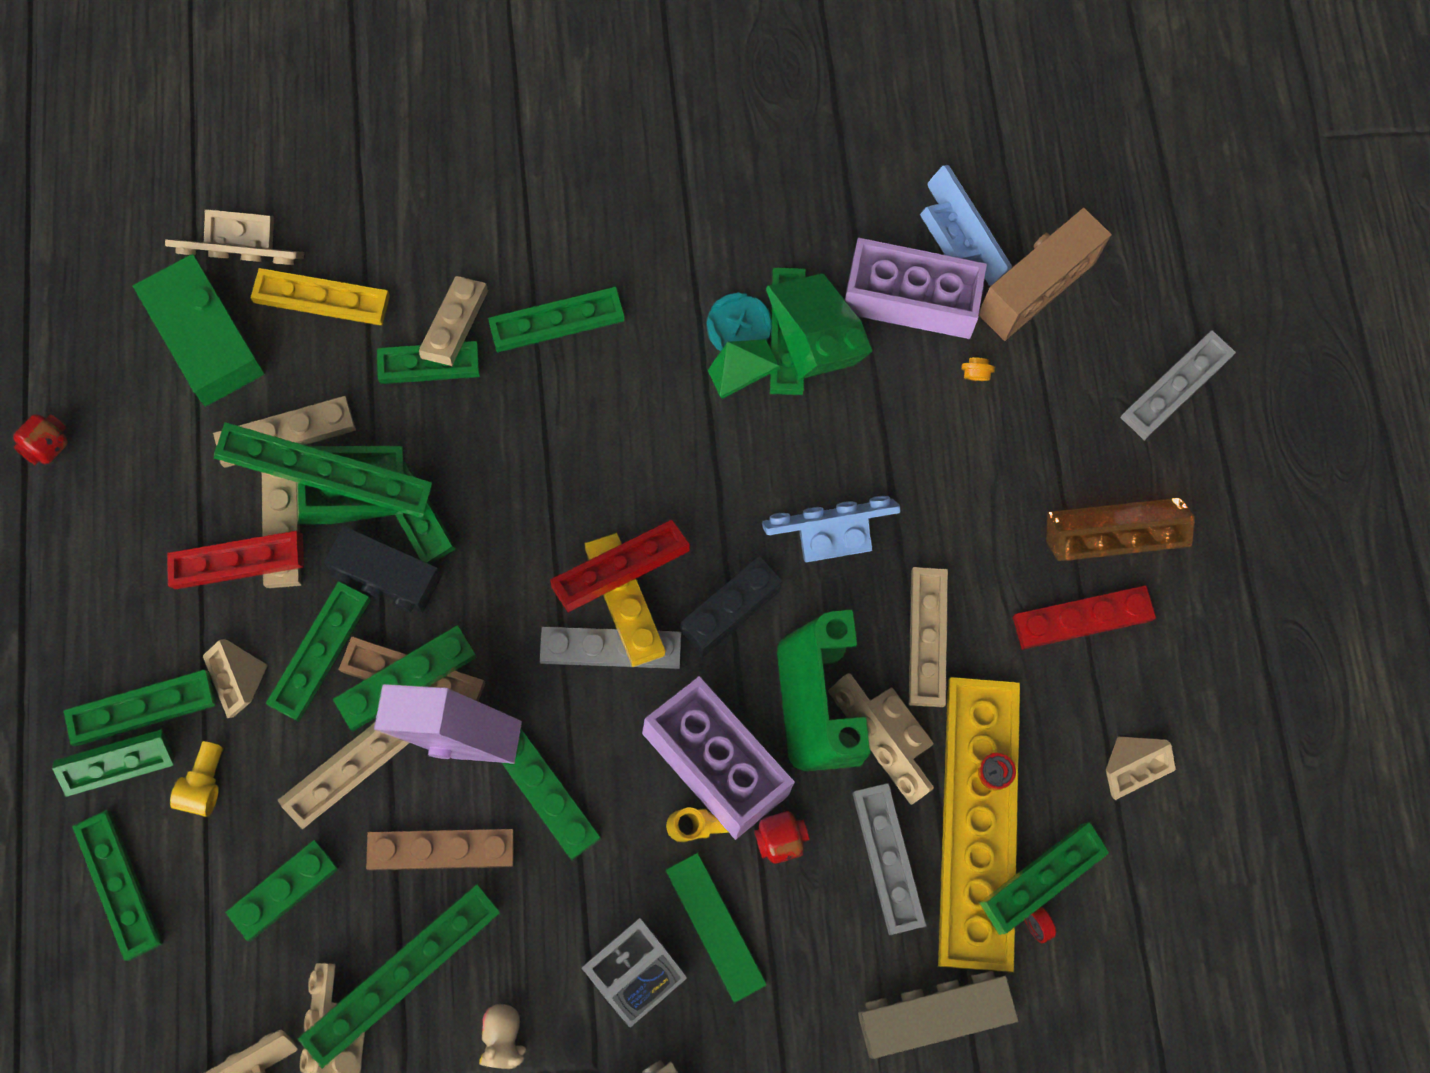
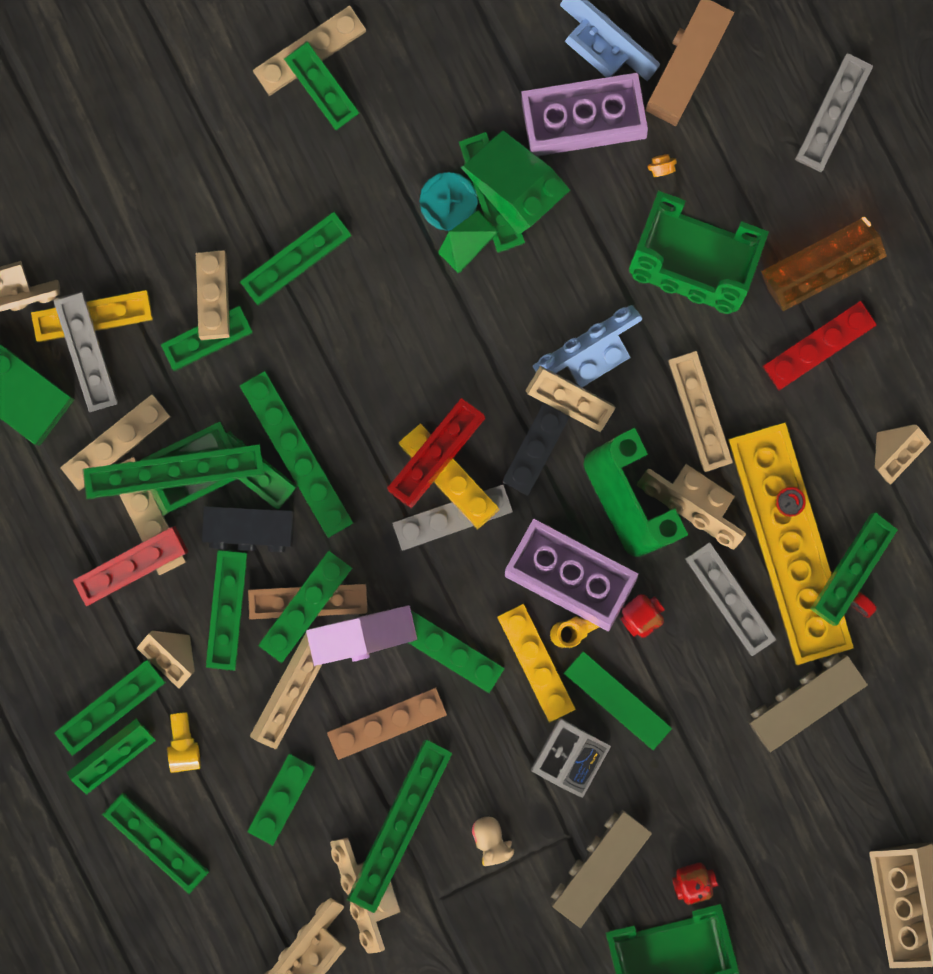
camera: 15 degrees left, 15 degrees up
(295, 323) = (85, 351): none -> light grey plate
(470, 518) = (296, 454): none -> green plate
(638, 847) = (536, 663): none -> yellow plate
(654, 163) = (321, 85): none -> green plate
(656, 134) = (324, 40): none -> tan plate
(790, 565) = (570, 399): none -> tan plate
(979, 475) = (696, 257): none -> green windscreen

